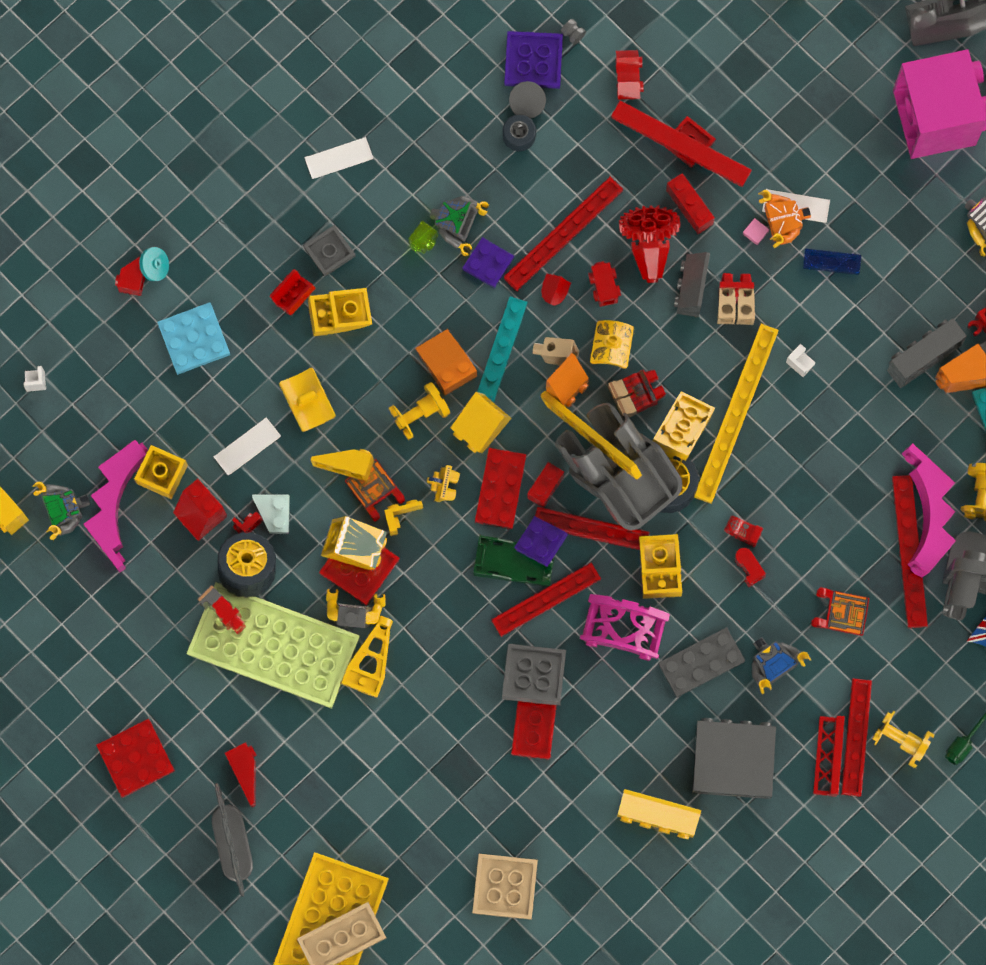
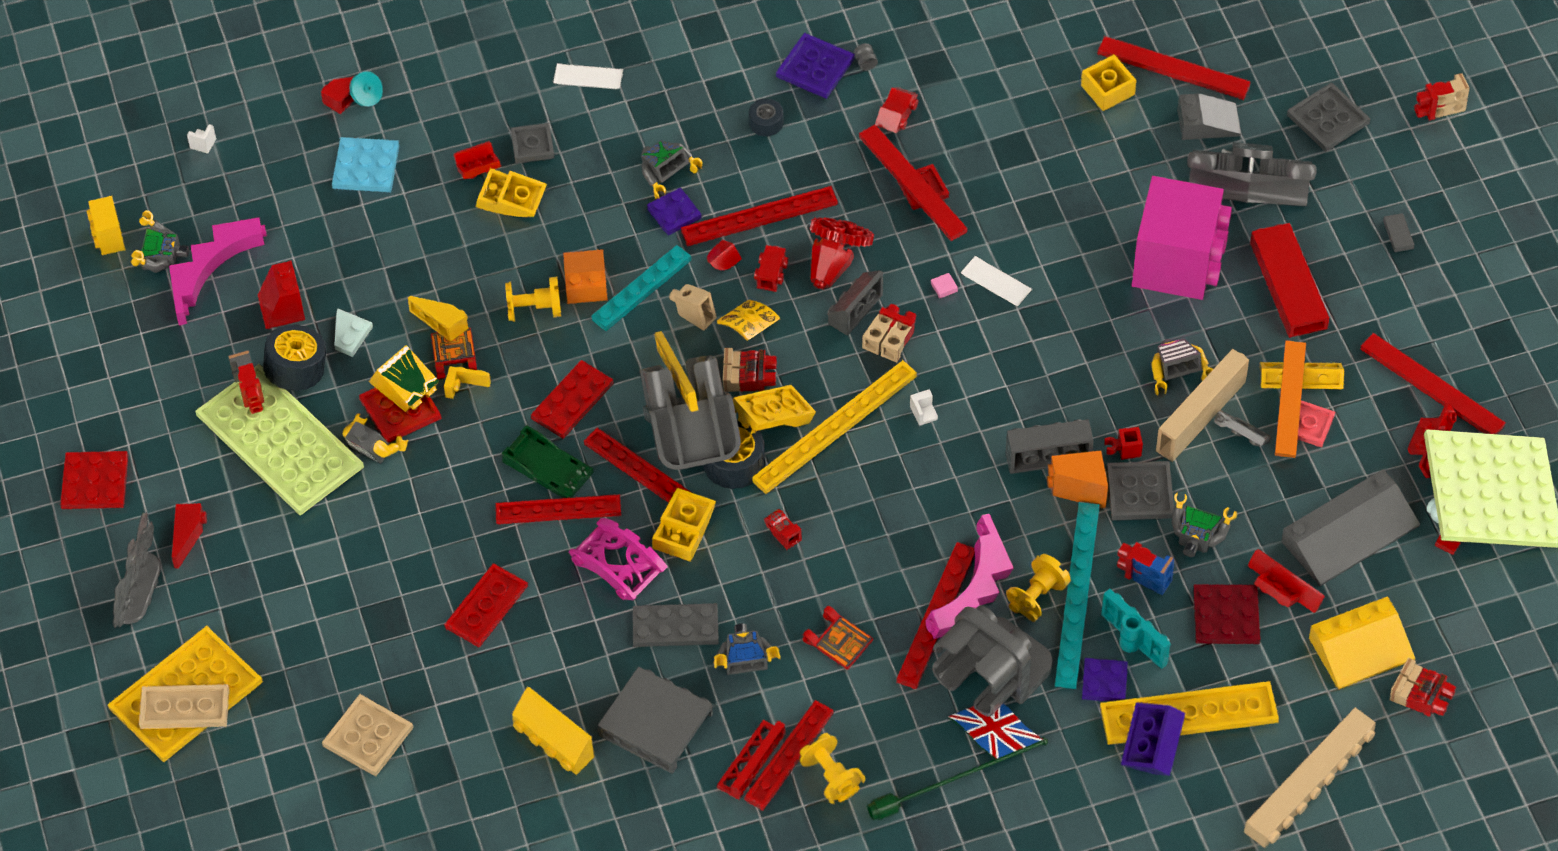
camera: 25 degrees right, 20 degrees down
(161, 472) = (263, 251): yellow brick -> none
(247, 446) = (359, 271): white sticker -> none
(250, 523) = (324, 328): red bracket -> none
(307, 400) = (436, 253): yellow shield -> none
(364, 681) = (344, 503): yellow plate -> none
(423, 238) = (624, 165): clear neon green brick -> none
(440, 483) = (516, 378): yellow hips -> none
(479, 422) = (583, 330): yellow slope -> none
(527, 99) = (790, 93): dark grey tile -> none
(534, 674) = (506, 562): dark grey plate -> none
(540, 541) = (580, 452): dark purple plate -> none
(545, 485) = (615, 410): red brick -> none
(567, 381) = (685, 326): orange slope -> none
(690, 203) = (893, 235): red brick -> none
(745, 559) = (770, 555): red leg -> none
(783, 217) = (976, 280): orange torso -> none
(832, 261) = (1003, 338): clear blue plate -> none

